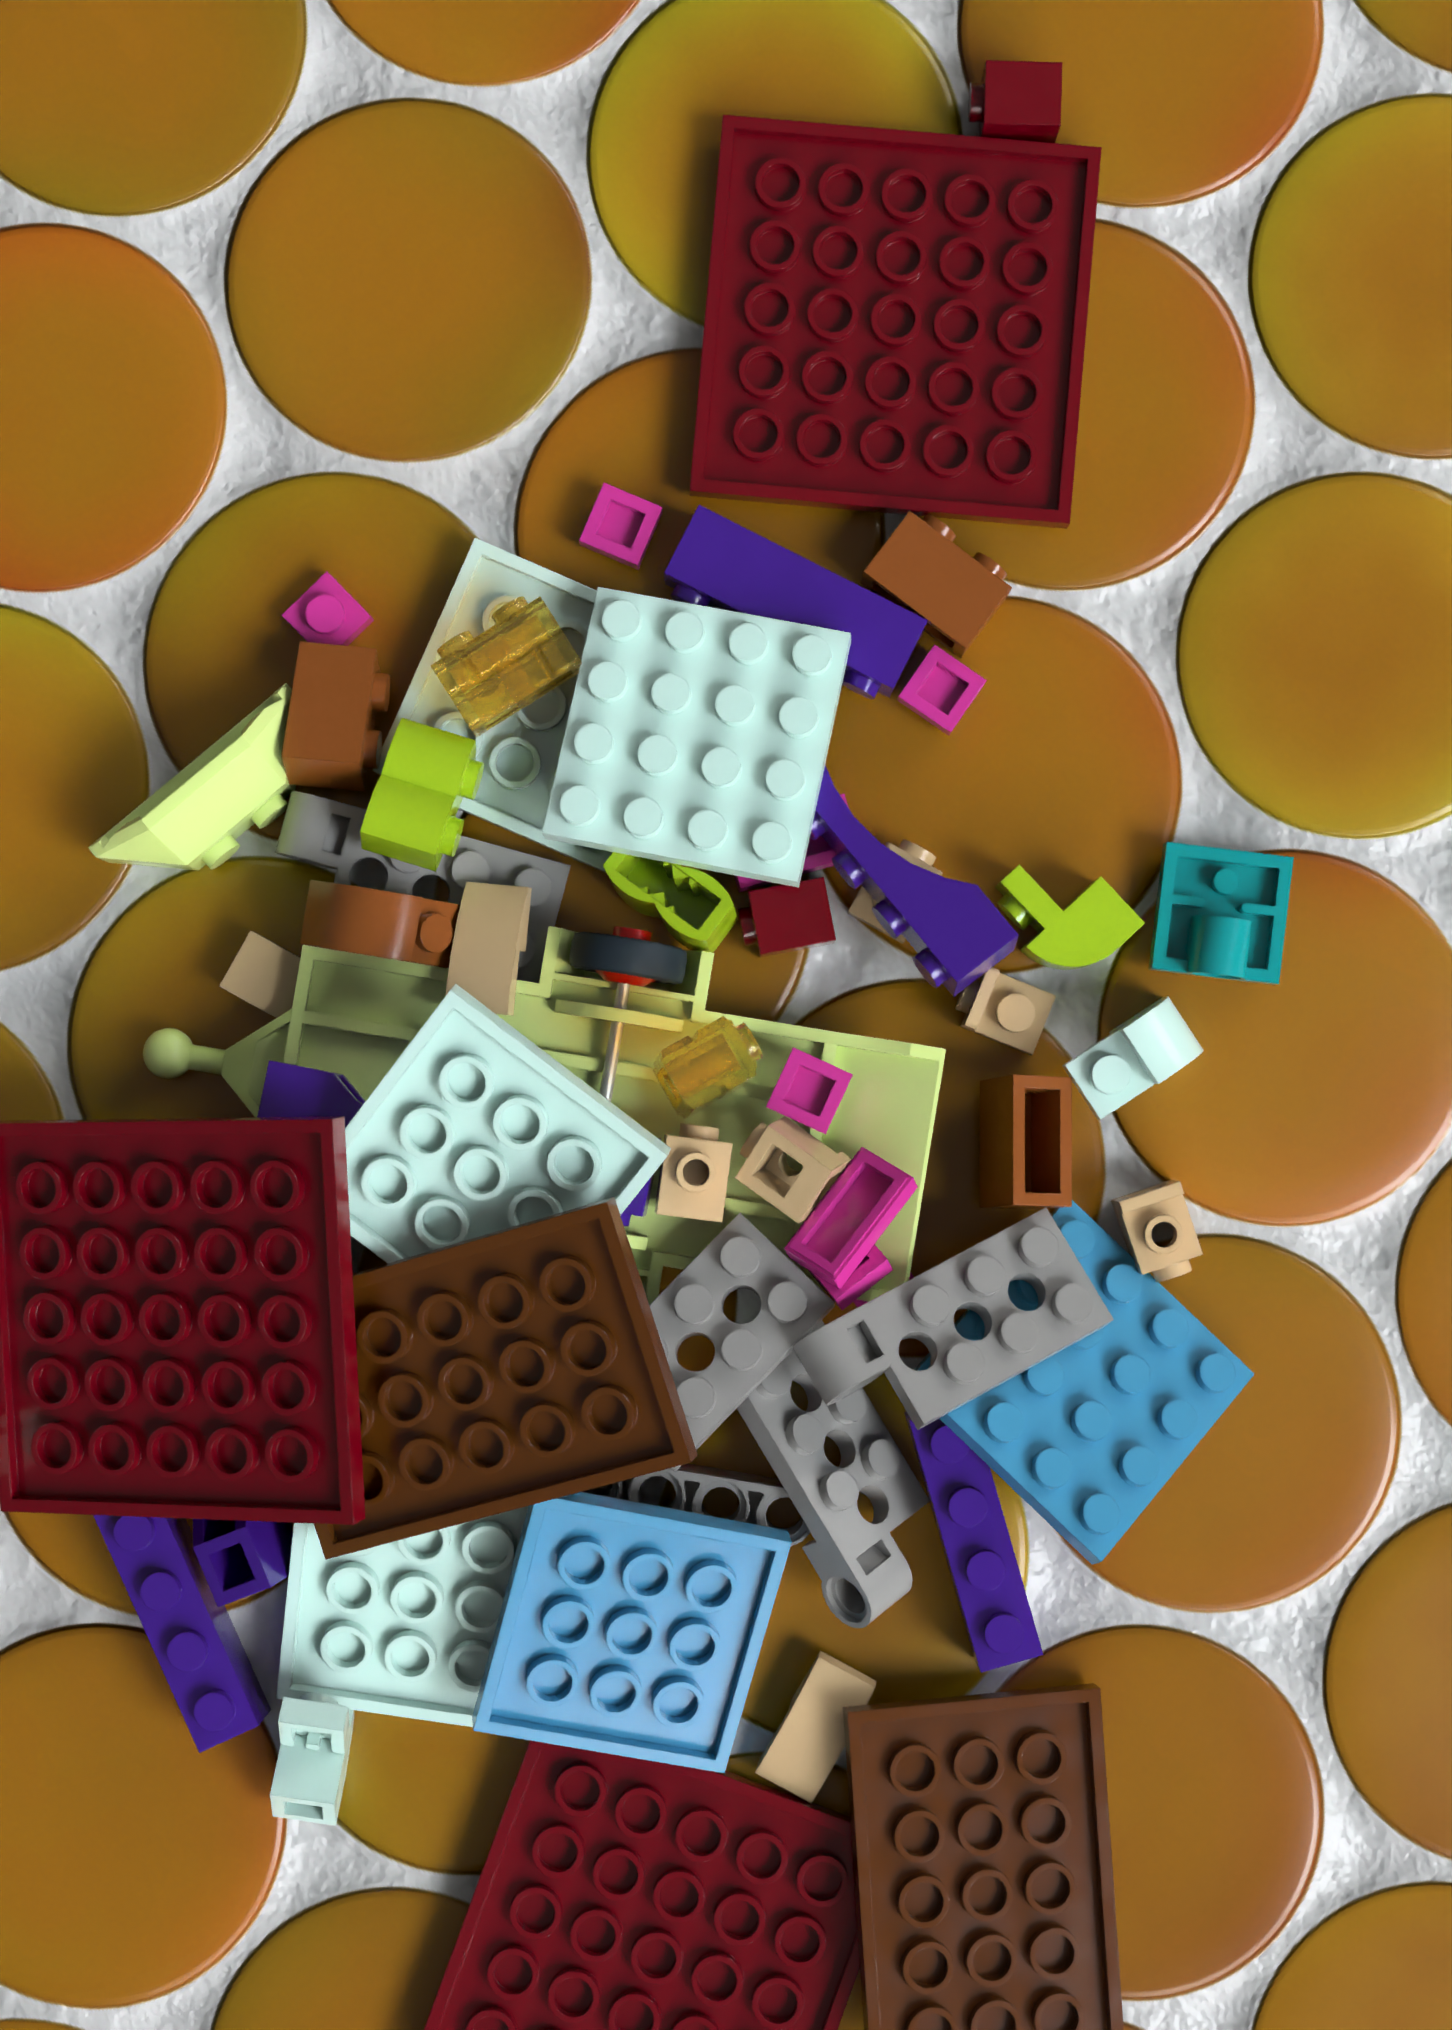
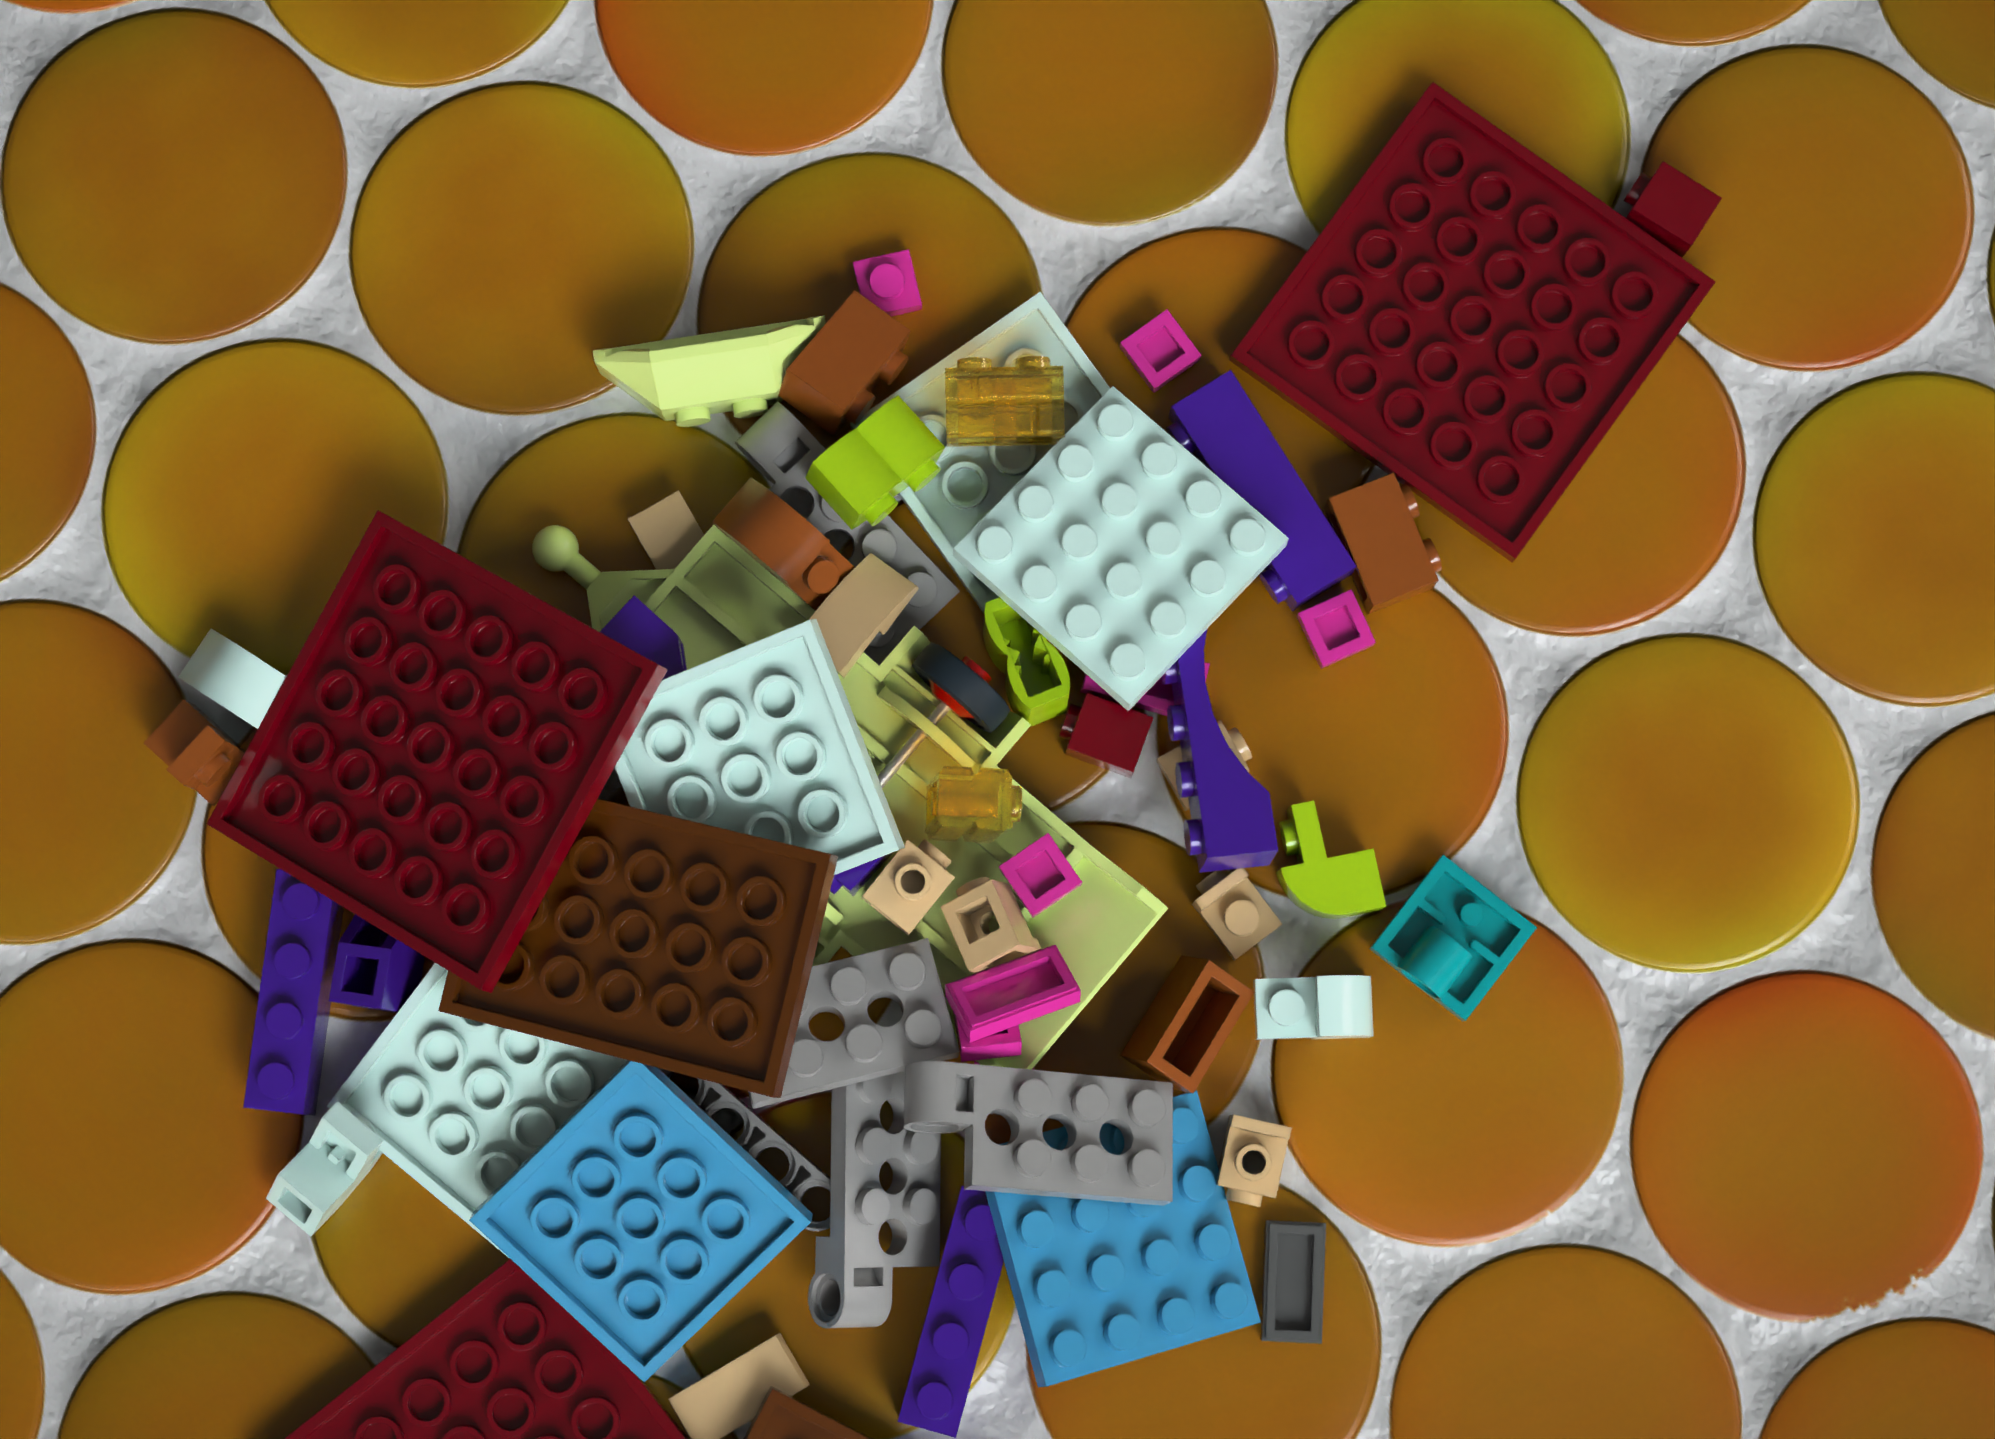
camera: 25 degrees right, 5 degrees down
(1261, 1317) = (1293, 1281): none -> dark grey tile

